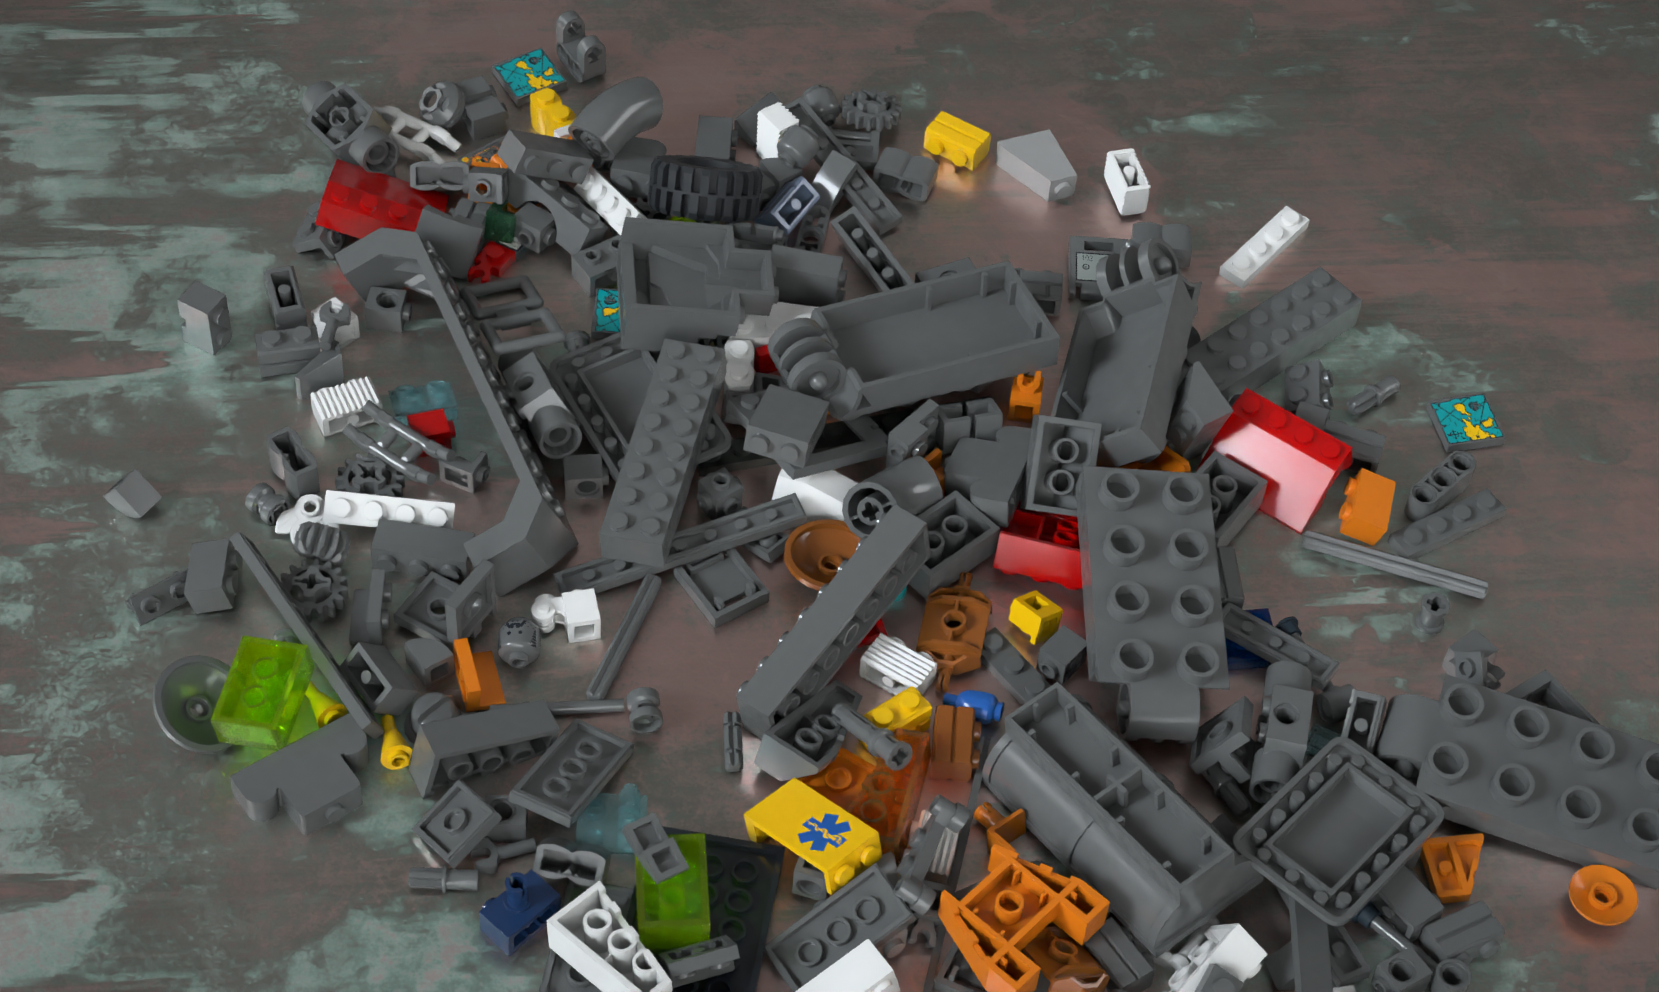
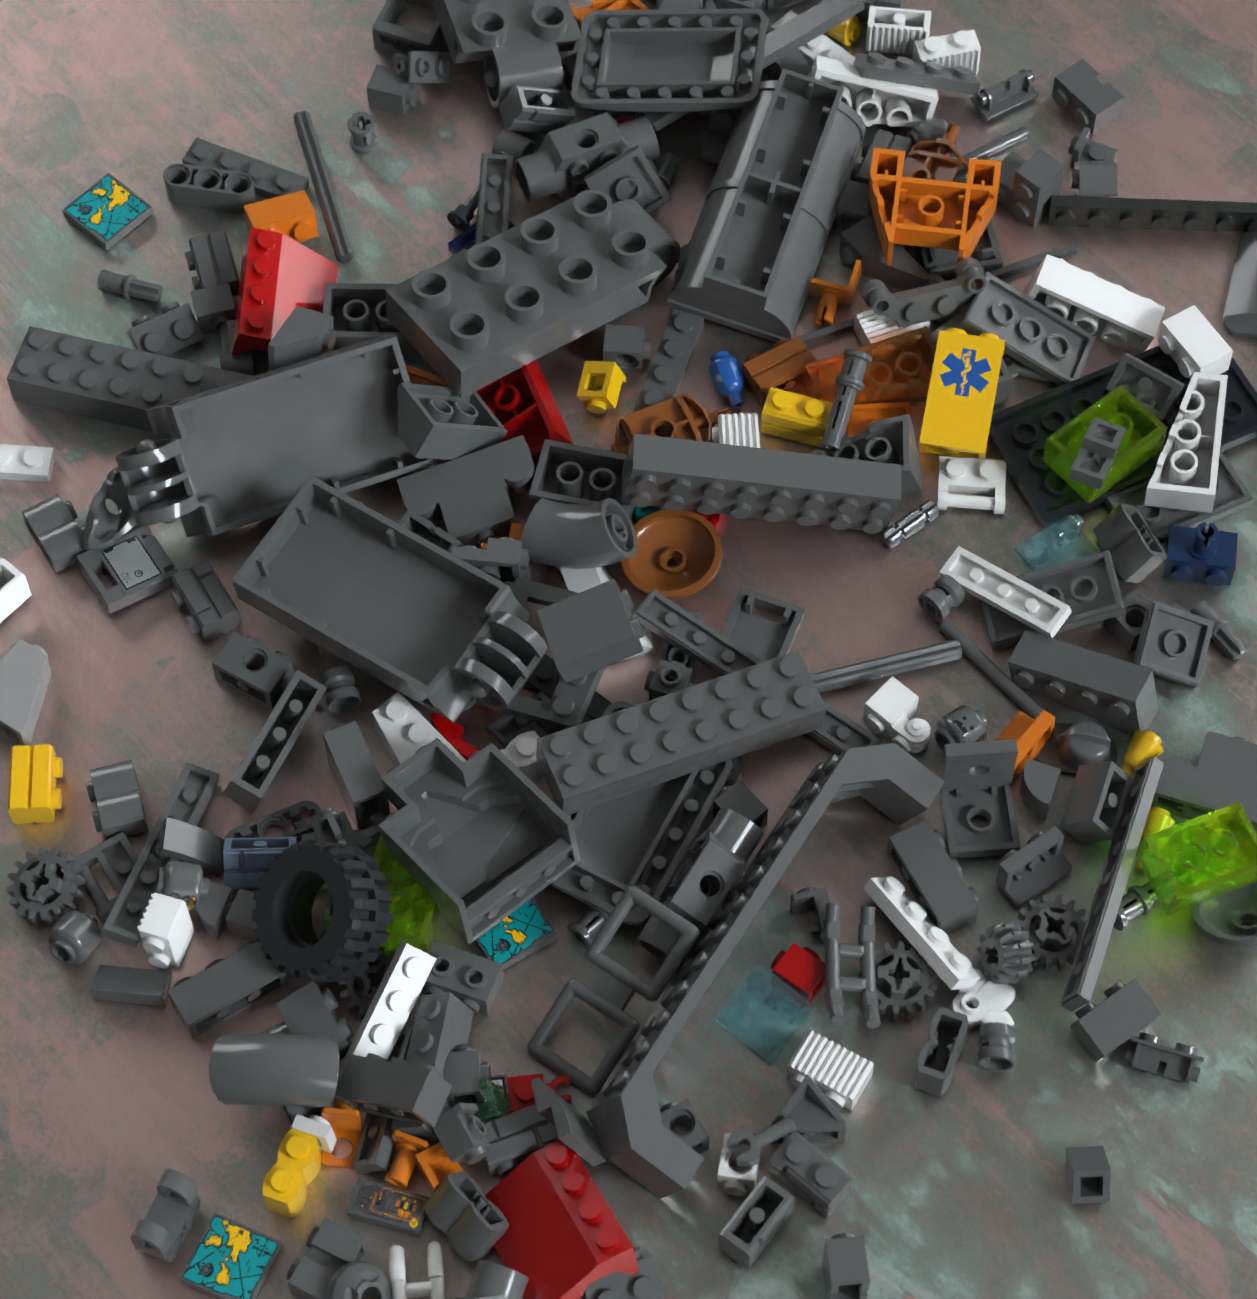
camera: 120 degrees left, 10 degrees up
(604, 738) = (1006, 592): none -> white plate
(730, 820) = (972, 477): none -> white plate

